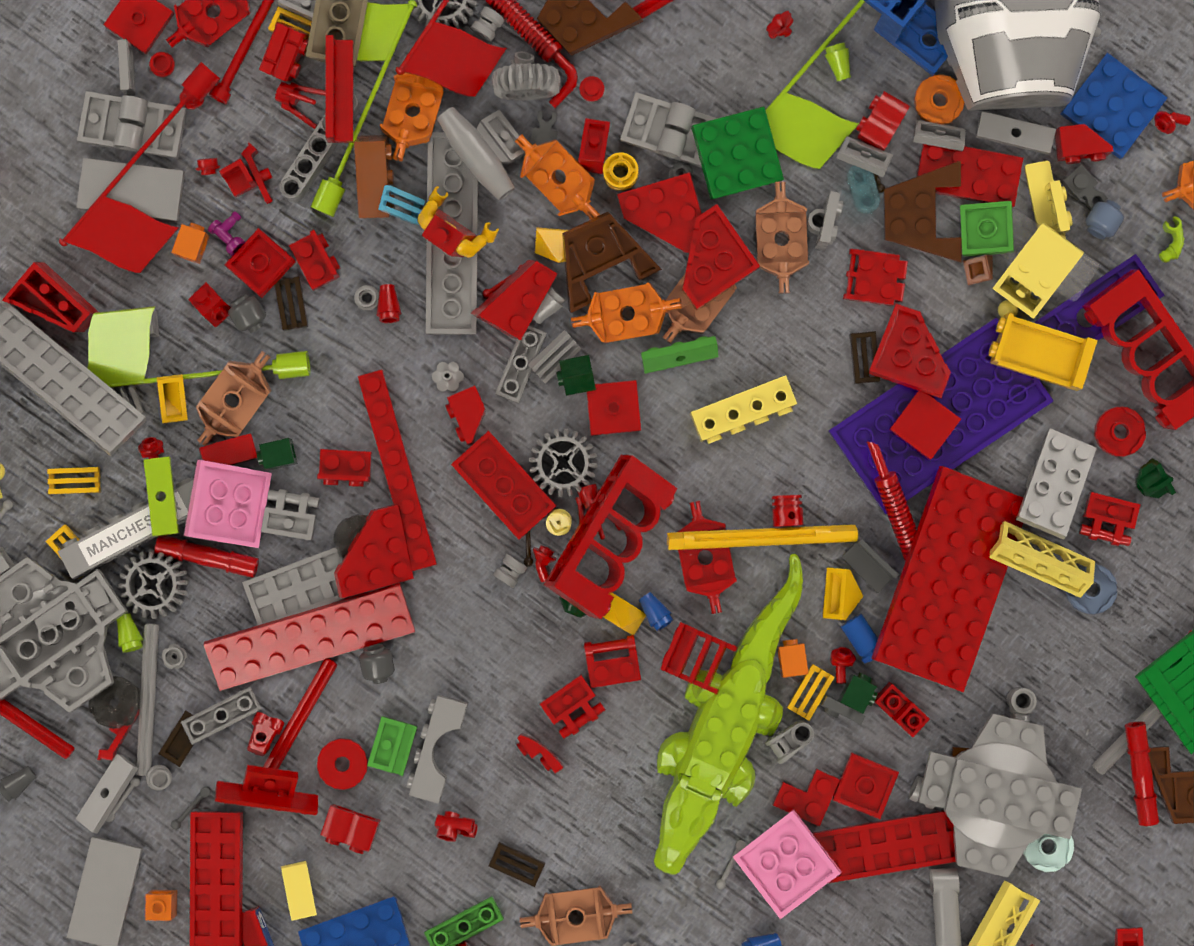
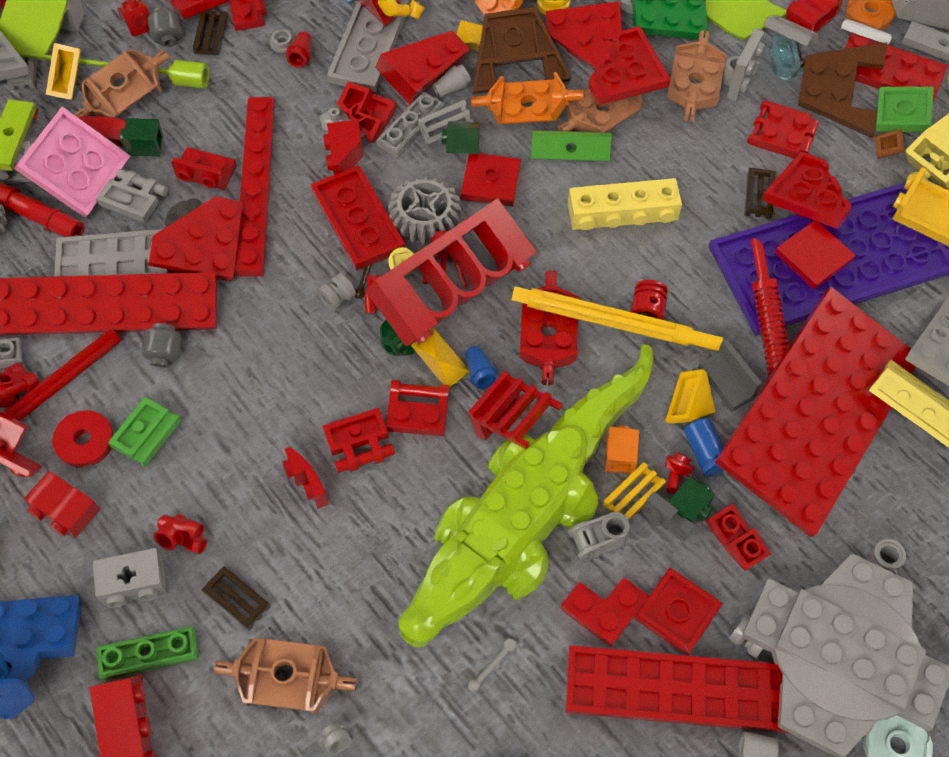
camera: 15 degrees right, 25 degrees down
(428, 779) = (214, 415): light grey arch -> none
(438, 862) = (115, 572): none -> light grey brick
(475, 360) = (369, 109): none -> red slope
(787, 864) = (562, 673): bright pink plate -> none

